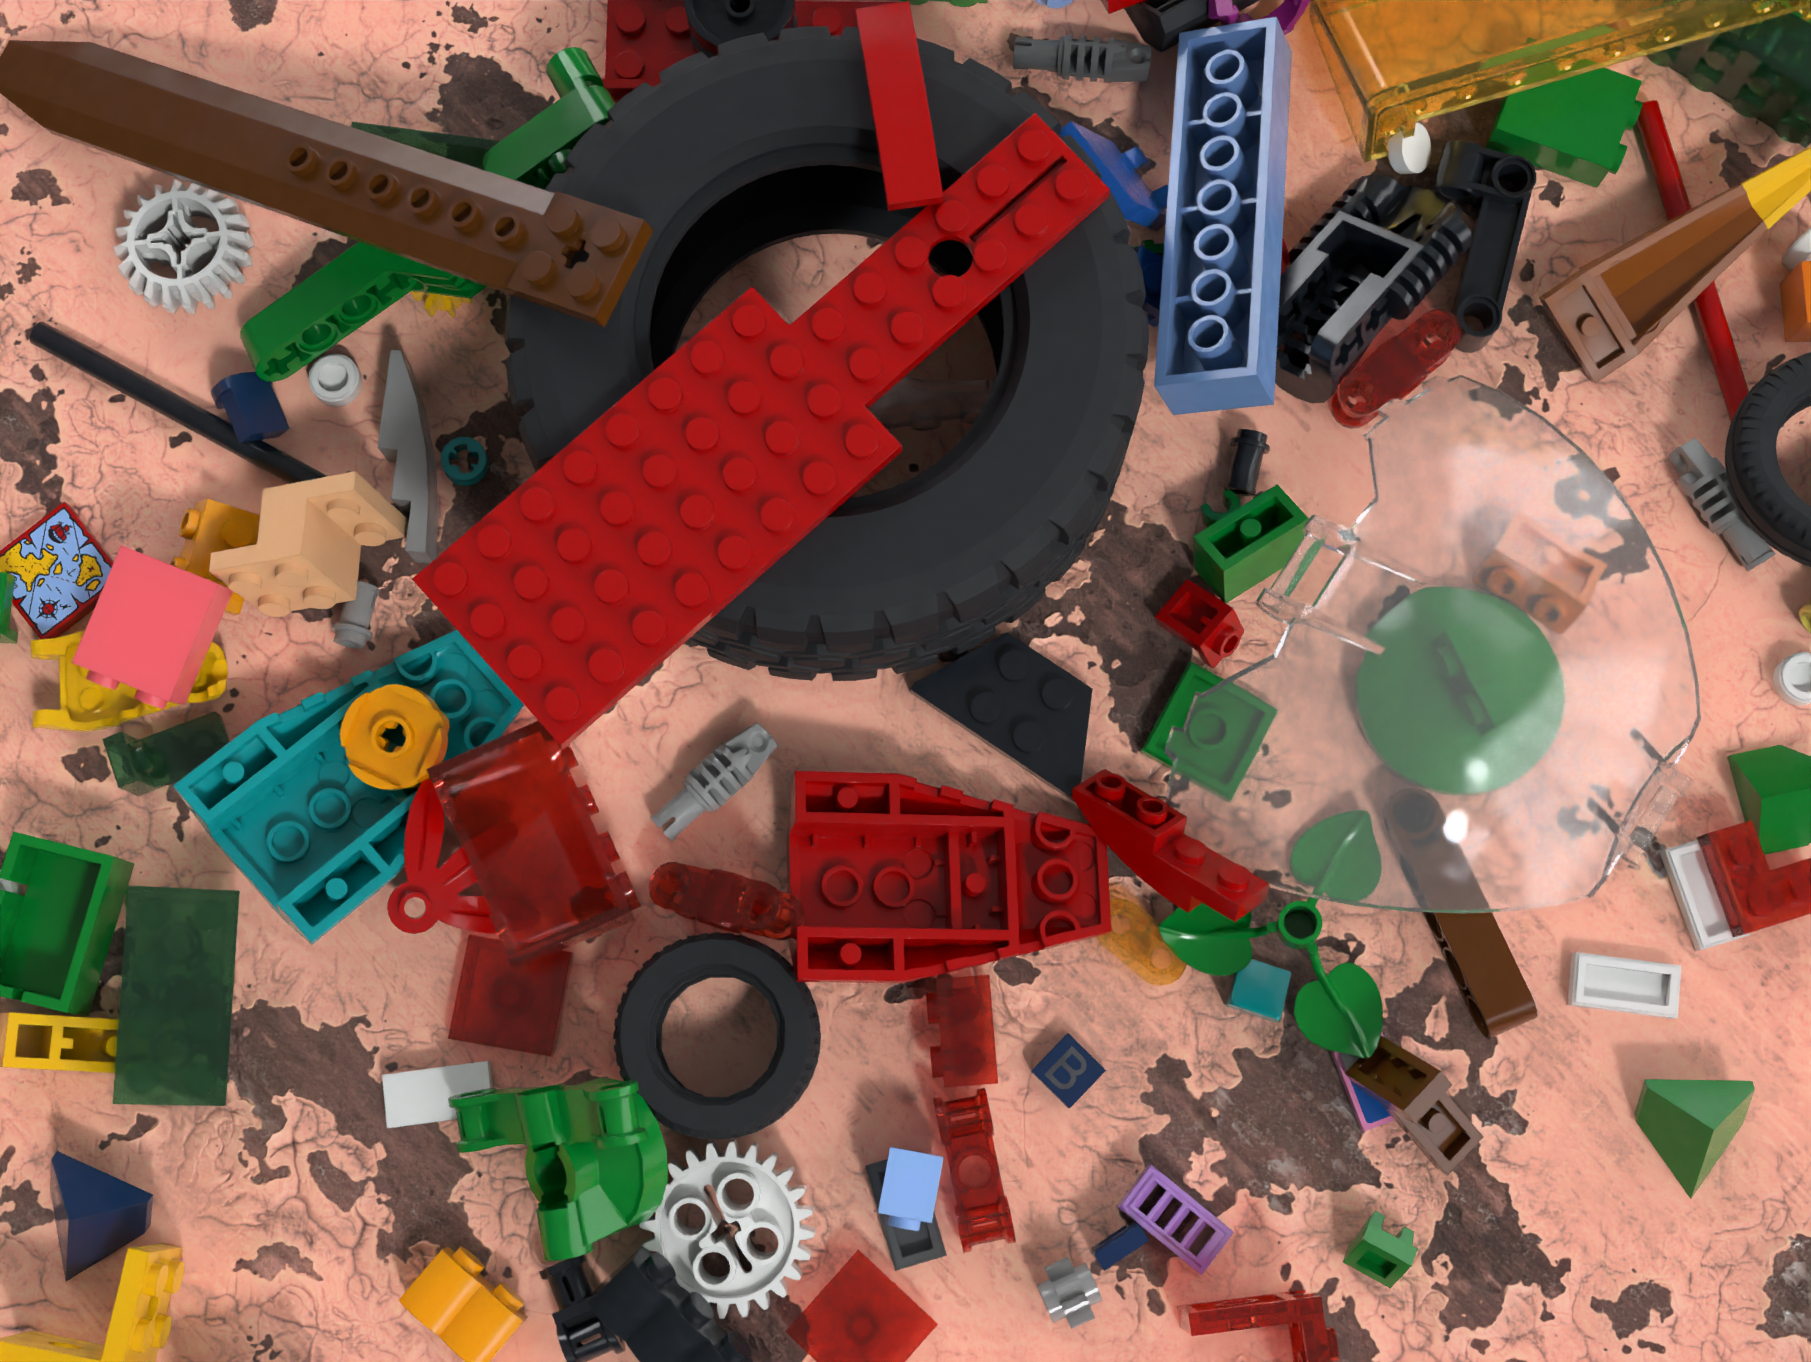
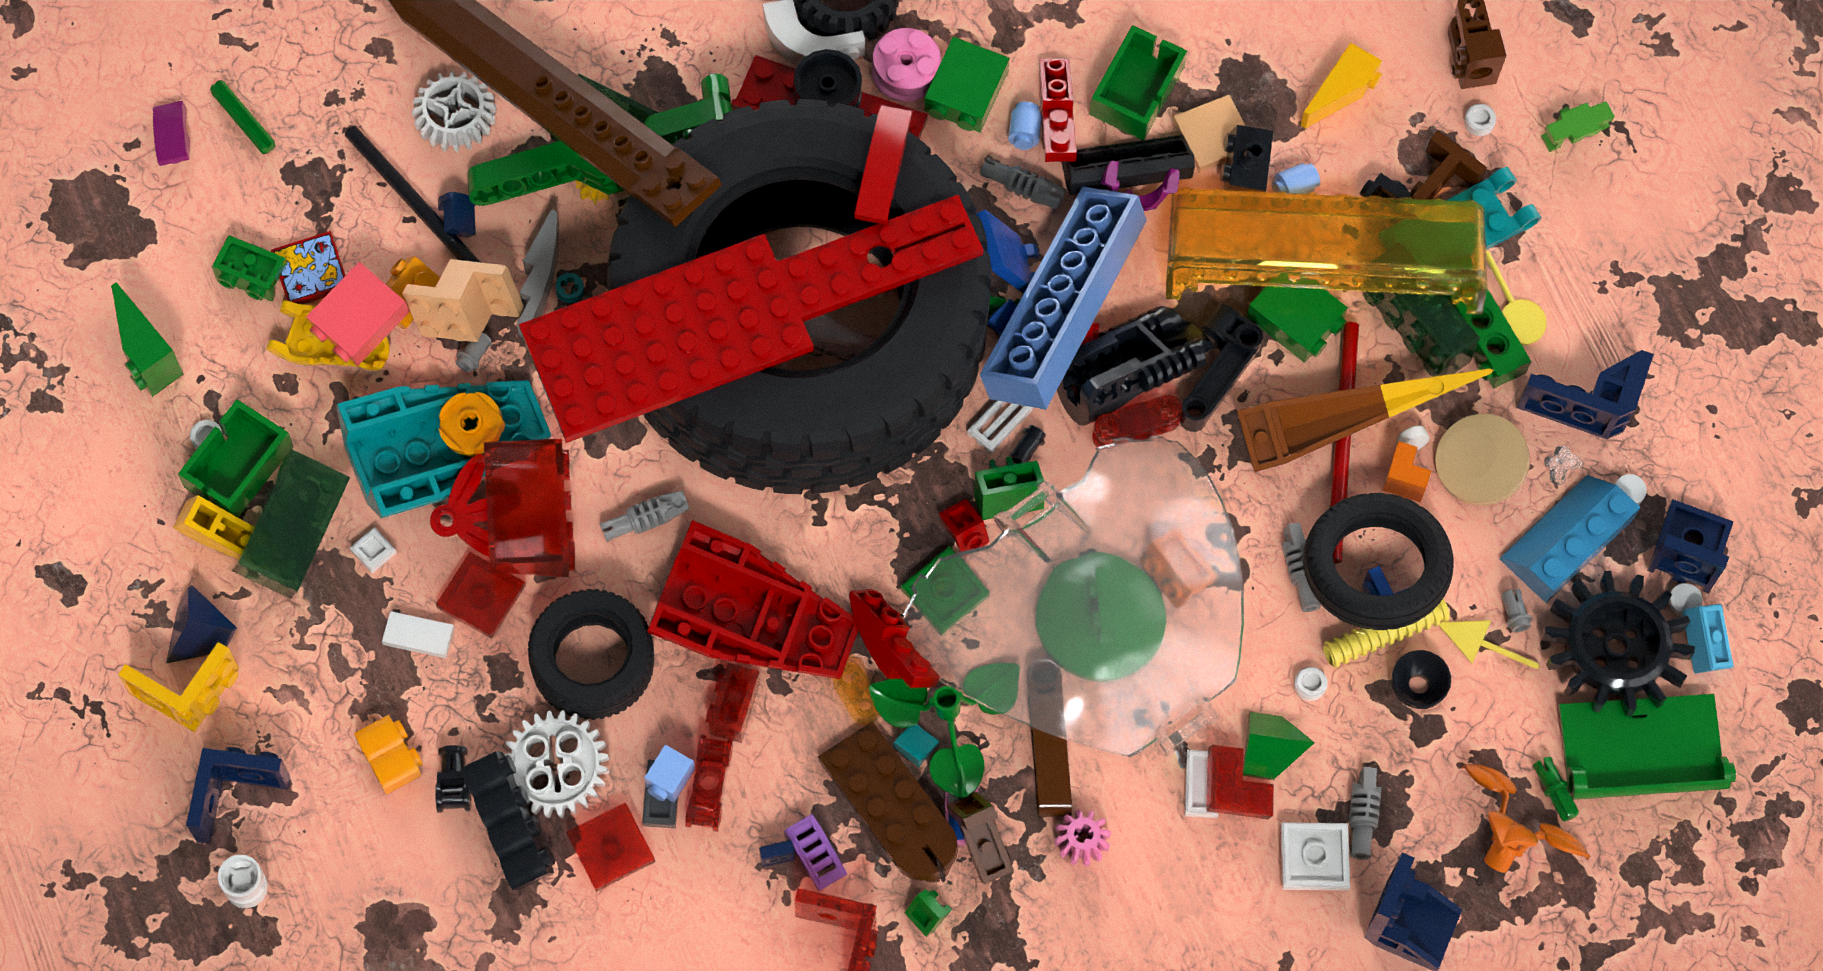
camera: 15 degrees right, 10 degrees down
(166, 755) = (326, 393): clear green bracket -> none
(319, 984) = (373, 550): none -> white tile
(335, 380) = (512, 217): white tile -> none
(588, 1159) = (493, 685): green piece -> none
(726, 900) = (624, 579): clear red piece -> none
(1016, 707) = (837, 537): black wing -> none
(1068, 1070) = (786, 750): dark blue tile -> none
(1069, 1292) = (737, 868): light grey gear -> none
(1172, 474) = (982, 439): none -> white tile
(1262, 1101) = (891, 804): none -> reddish brown plate
(1411, 153) = (1198, 302): white tile -> none
(1577, 1066) = (1092, 845): none -> bright pink gear
(1624, 985) = (1133, 818): white tile -> none
(1692, 1123) = (1141, 907): green slope -> none

